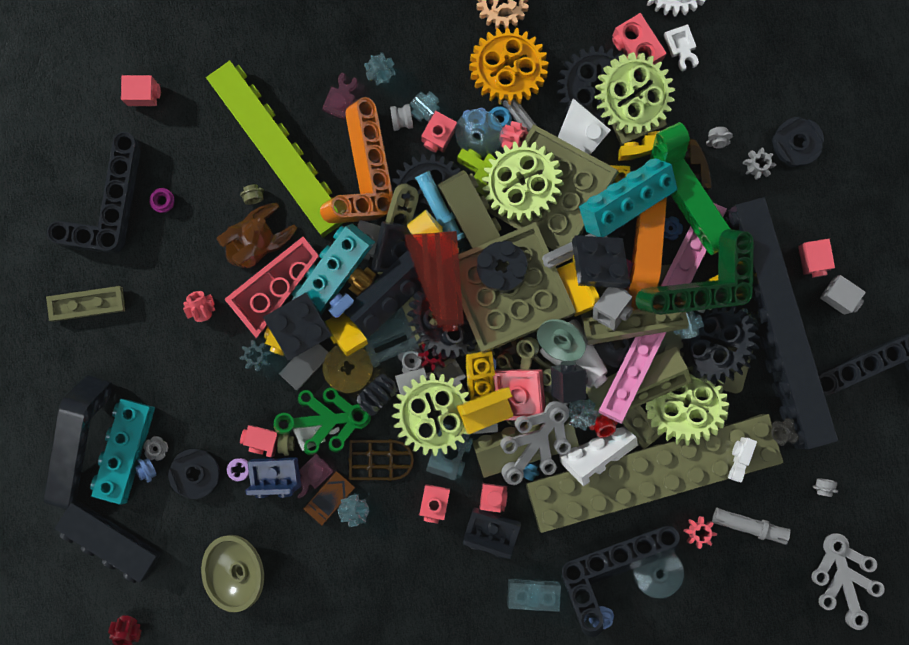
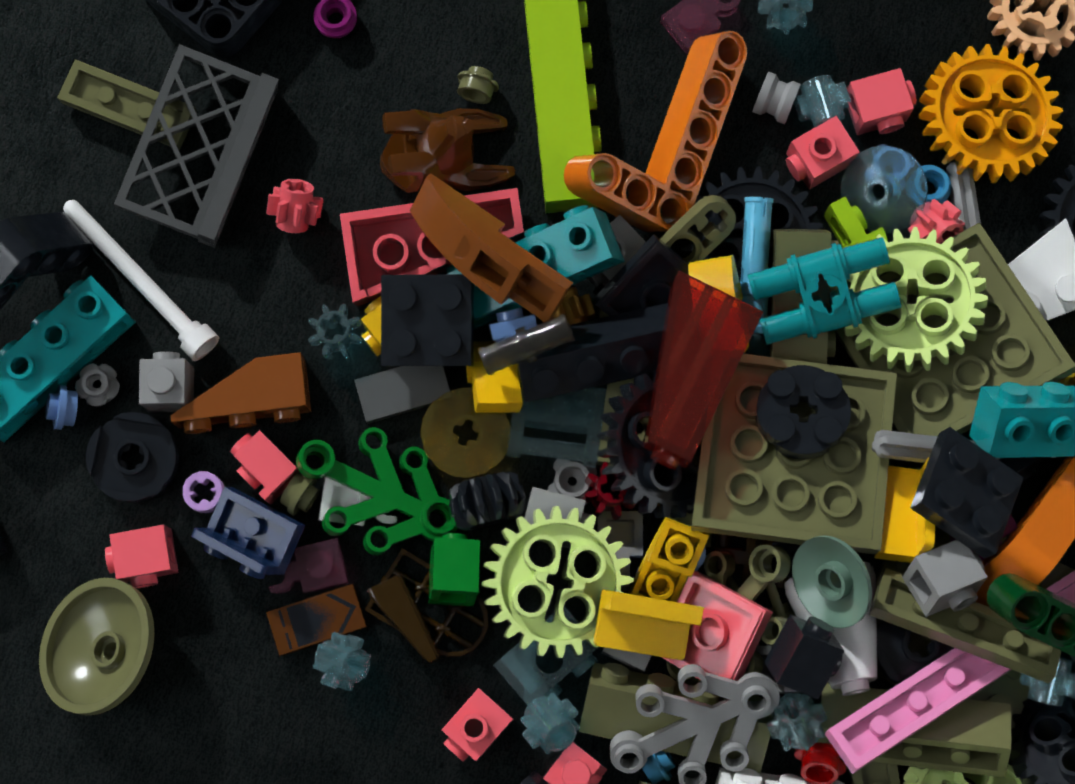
camera: 35 degrees right, 5 degrees down
(155, 302) = (234, 157): none -> dark grey fence
(189, 428) = (165, 382): none -> light grey brick
(190, 398) = (195, 338): none -> white piece
(227, 517) = (142, 555): none -> coral brick
(235, 405) = (258, 390): none -> dark orange slope
(306, 280) = (478, 249): none -> dark orange slope
(352, 311) = (526, 344): none -> clear smoke pin
(366, 469) = (400, 607): none -> dark brown slope
(381, 436) = (454, 570): none -> green brick
(453, 90) = (881, 102): none -> coral brick
(468, 482) = (550, 723): none -> clear light blue gear
(480, 217) = (845, 305): none -> teal pin

